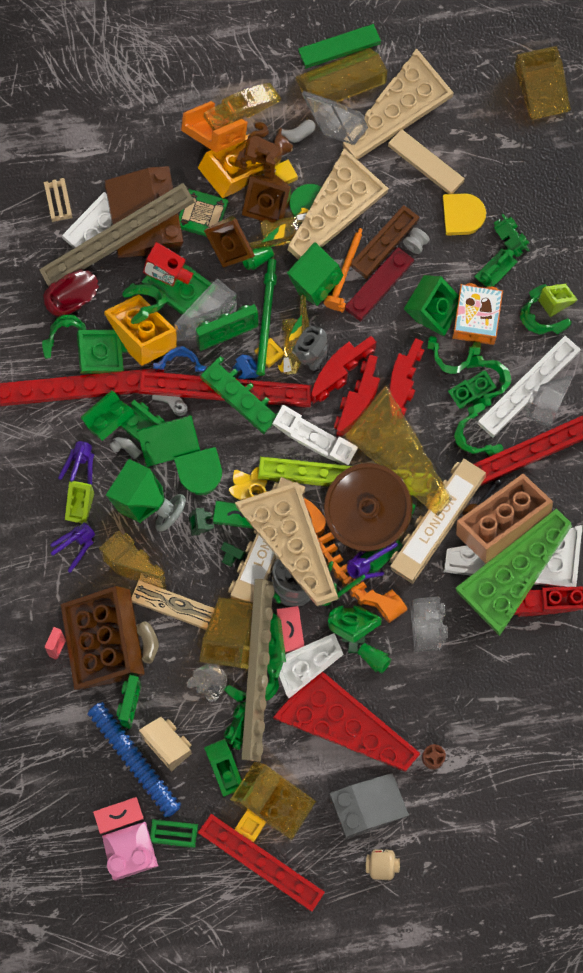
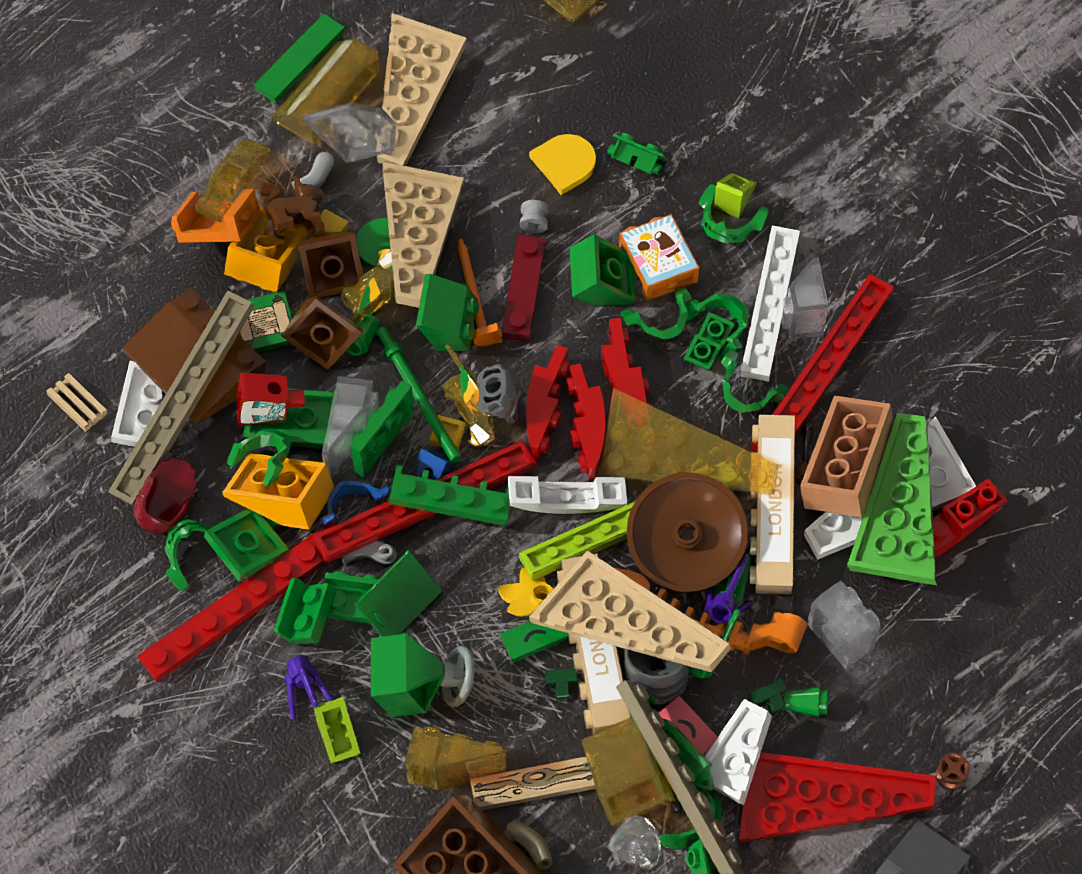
camera: 30 degrees left, 10 degrees down
(81, 535) = (364, 769): dark purple plant -> none
(126, 444) = (347, 632): light grey arm -> none
(197, 521) = (496, 669): dark green tile -> none
(199, 471) = (456, 612): green tile -> none
(352, 622) = (757, 674): green tile -> none
(385, 241) = (498, 238): reddish brown plate -> none
(426, 162) = (485, 128): tan tile -> none
(496, 268) = (644, 196): green hinge -> none

